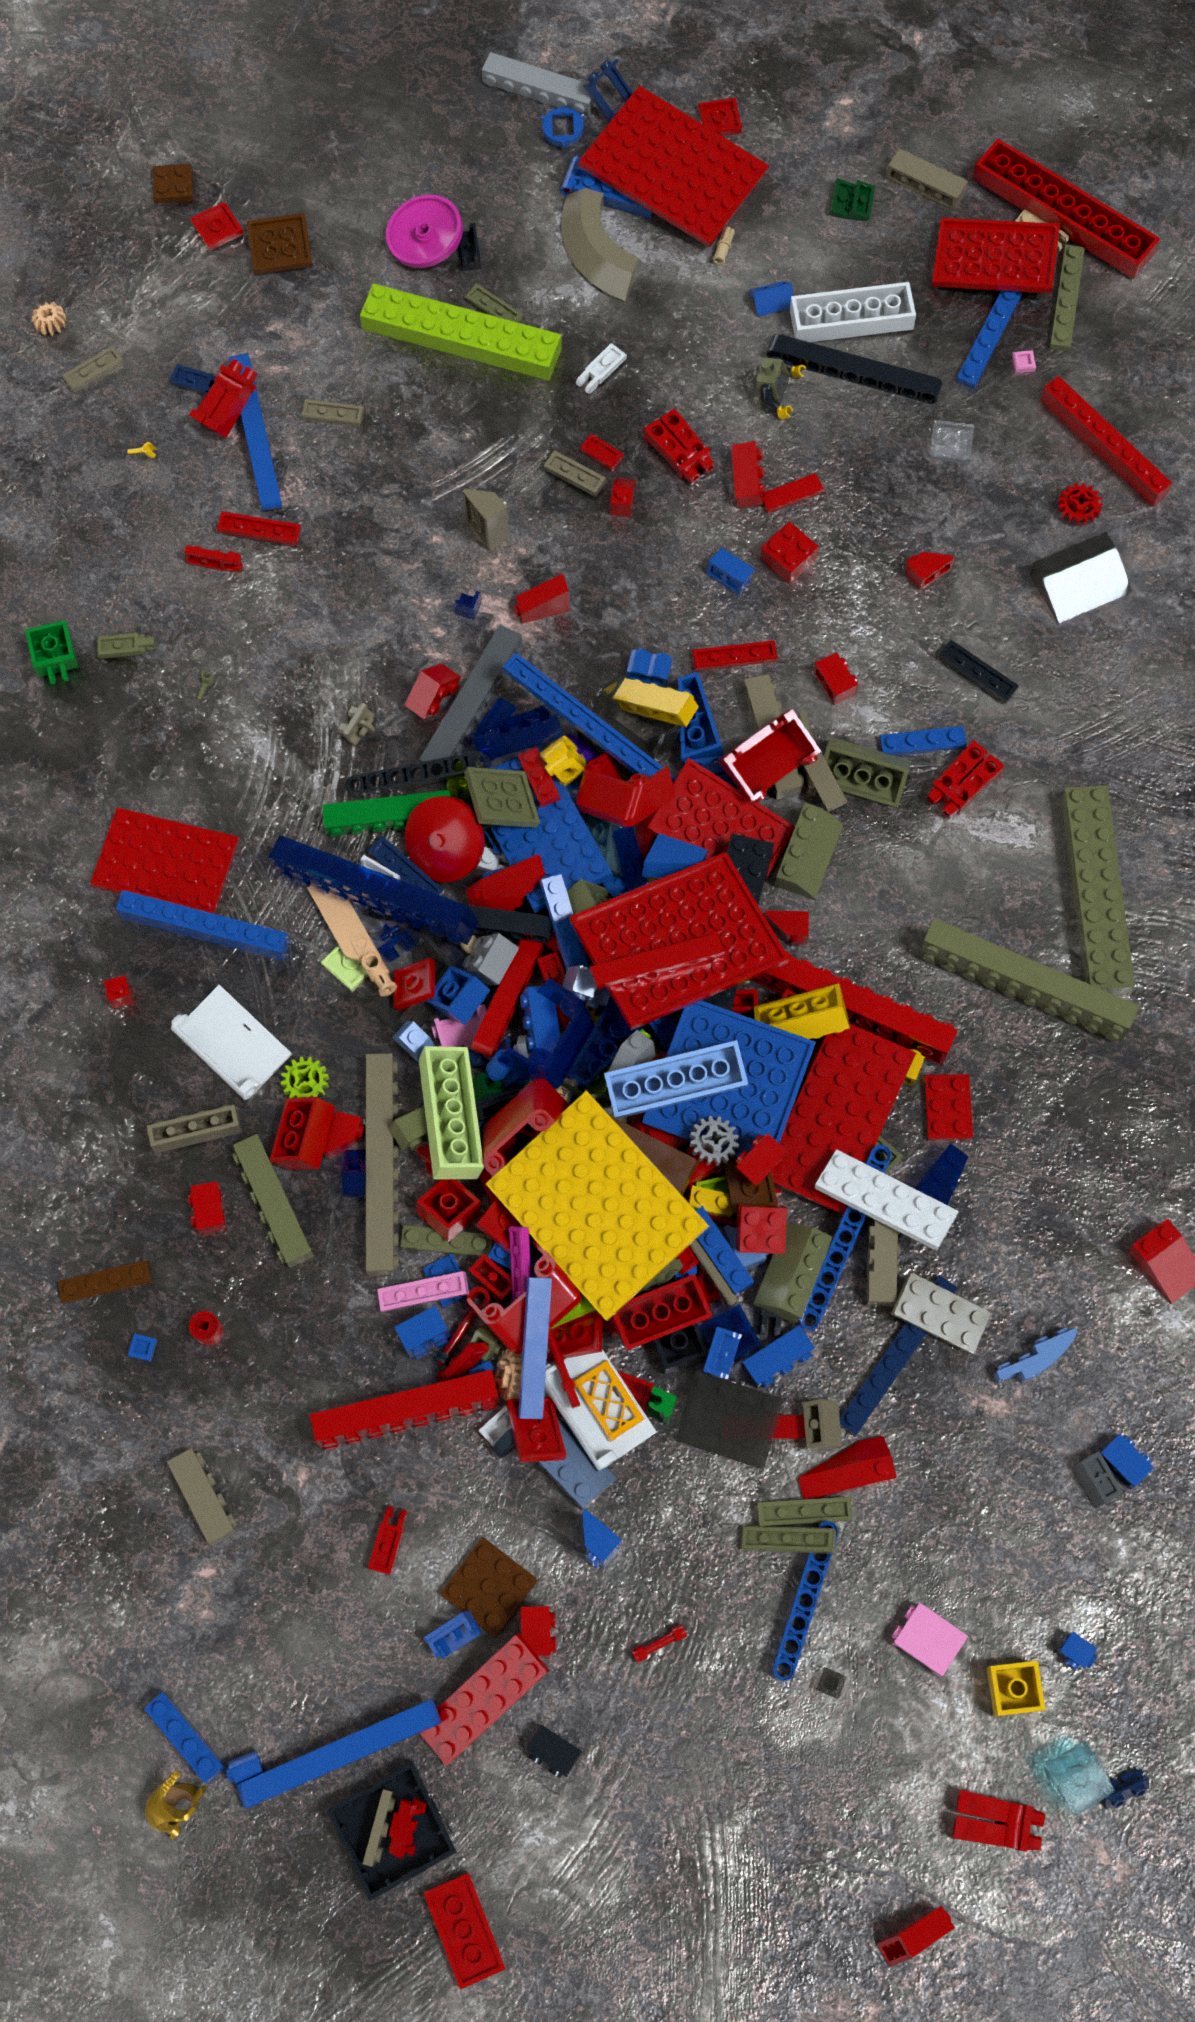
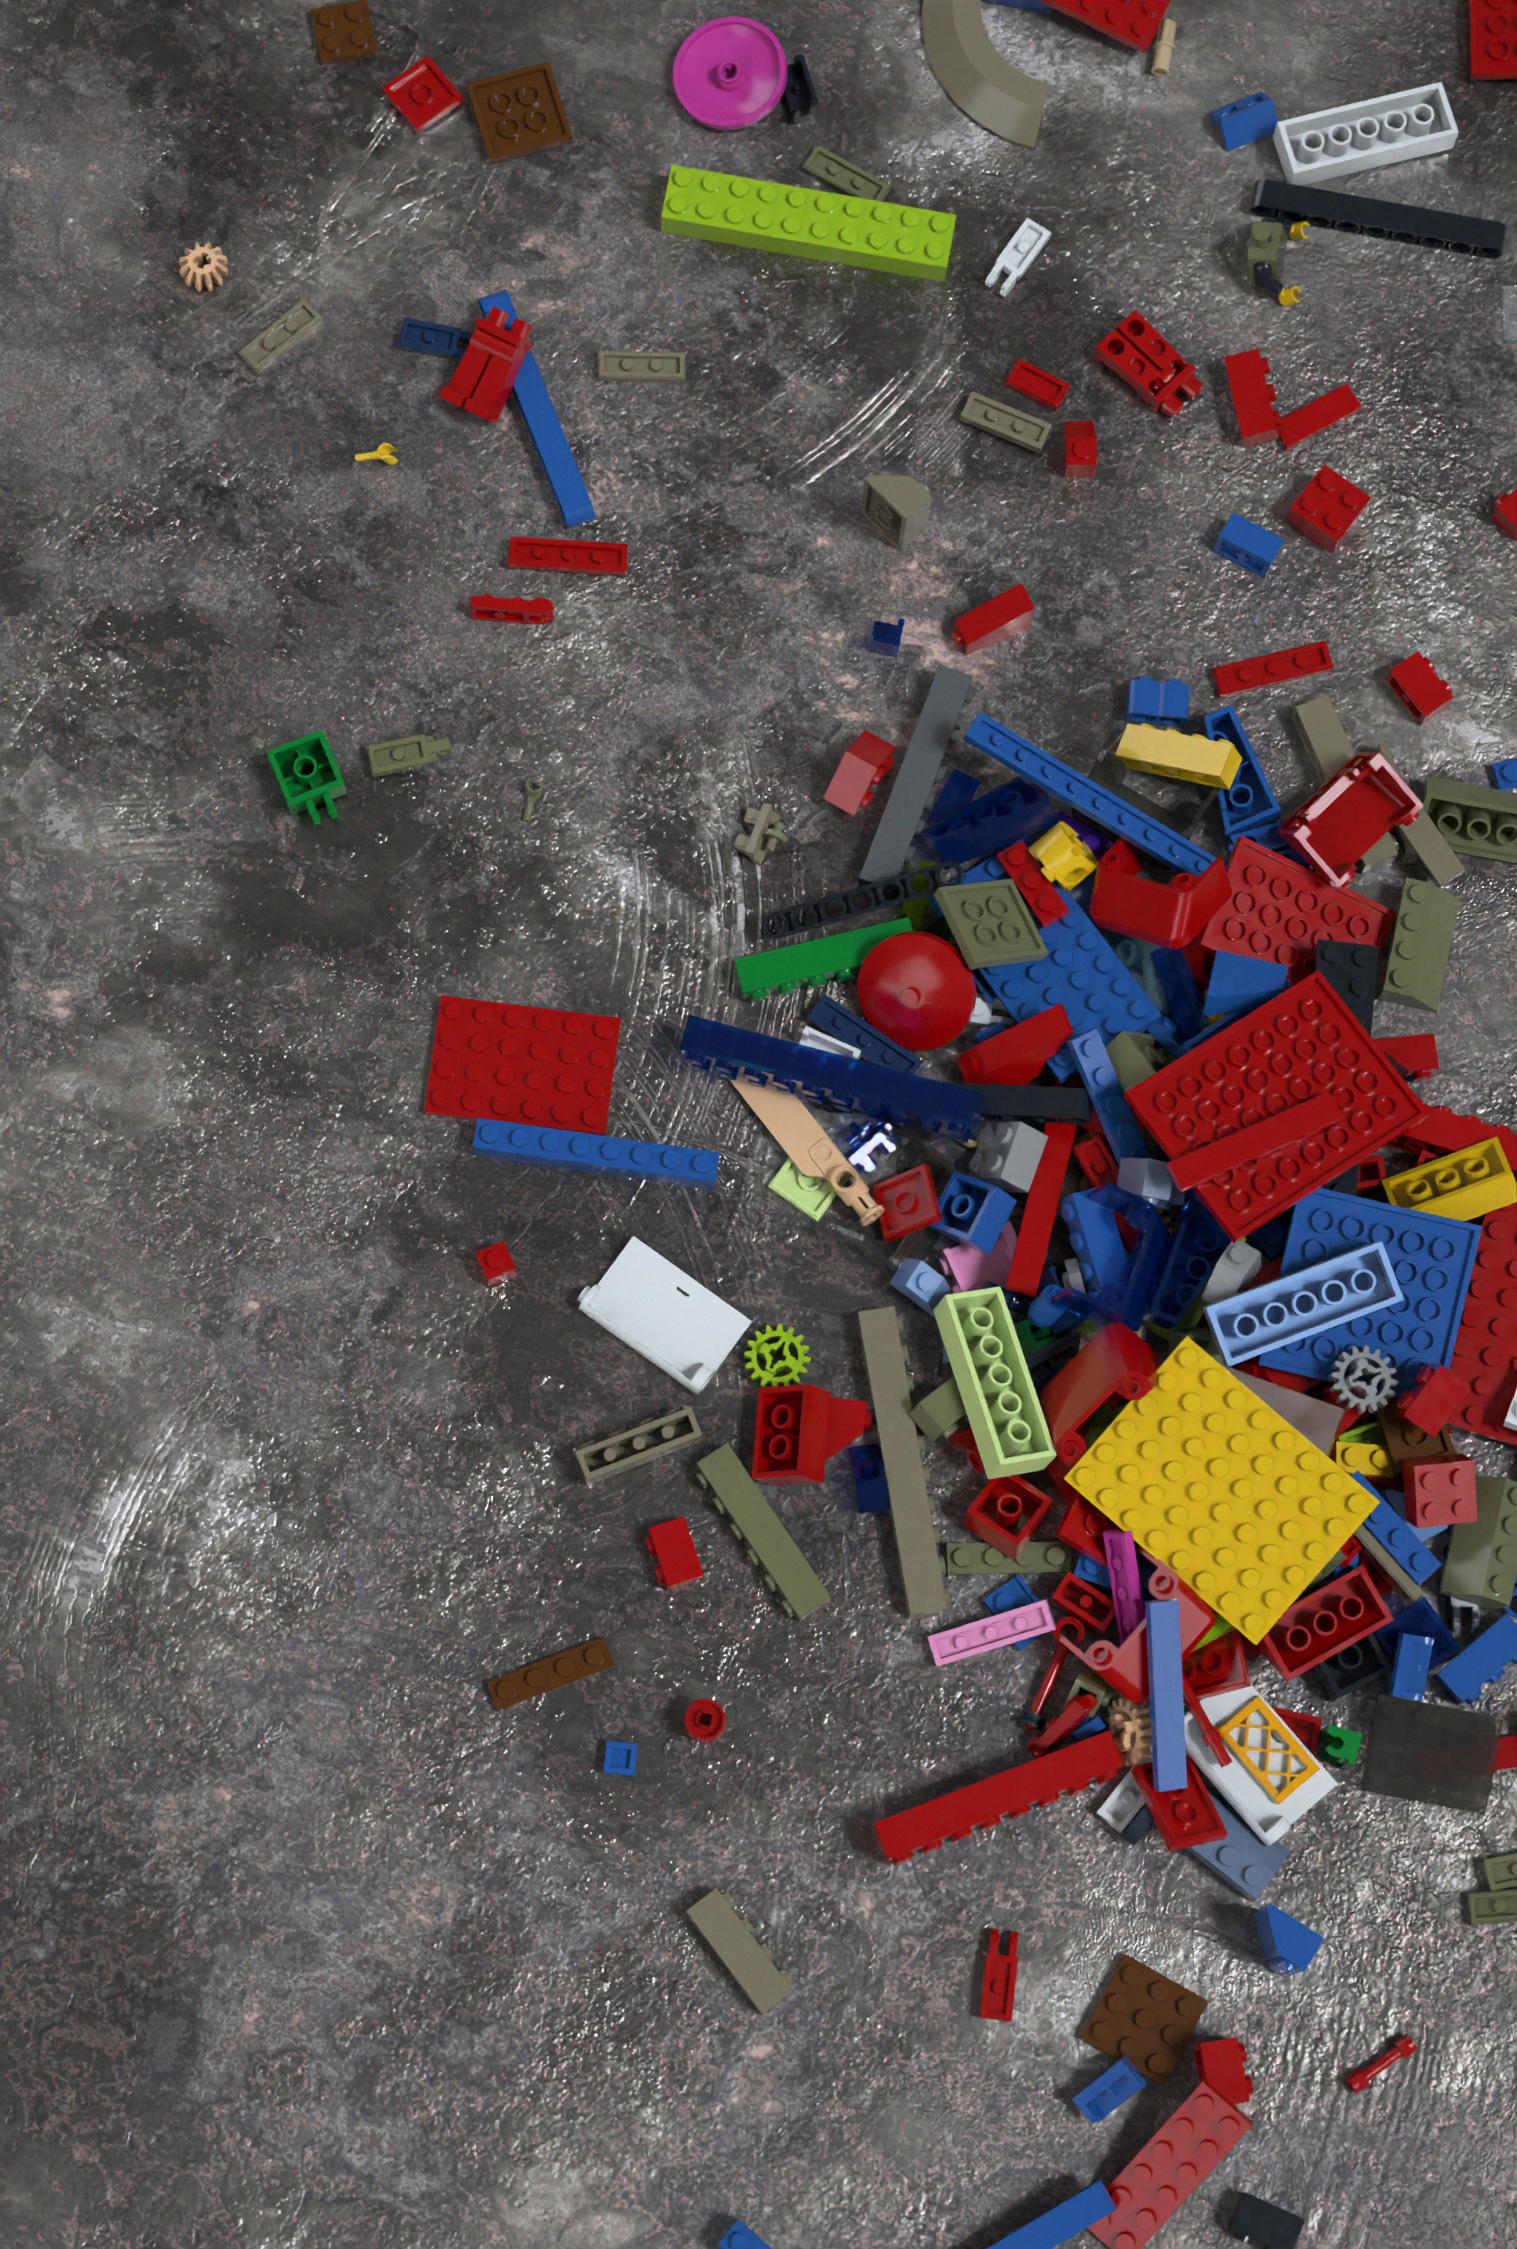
camera: 15 degrees left, 5 degrees up
(423, 1333) = (1002, 1689): blue brick -> none

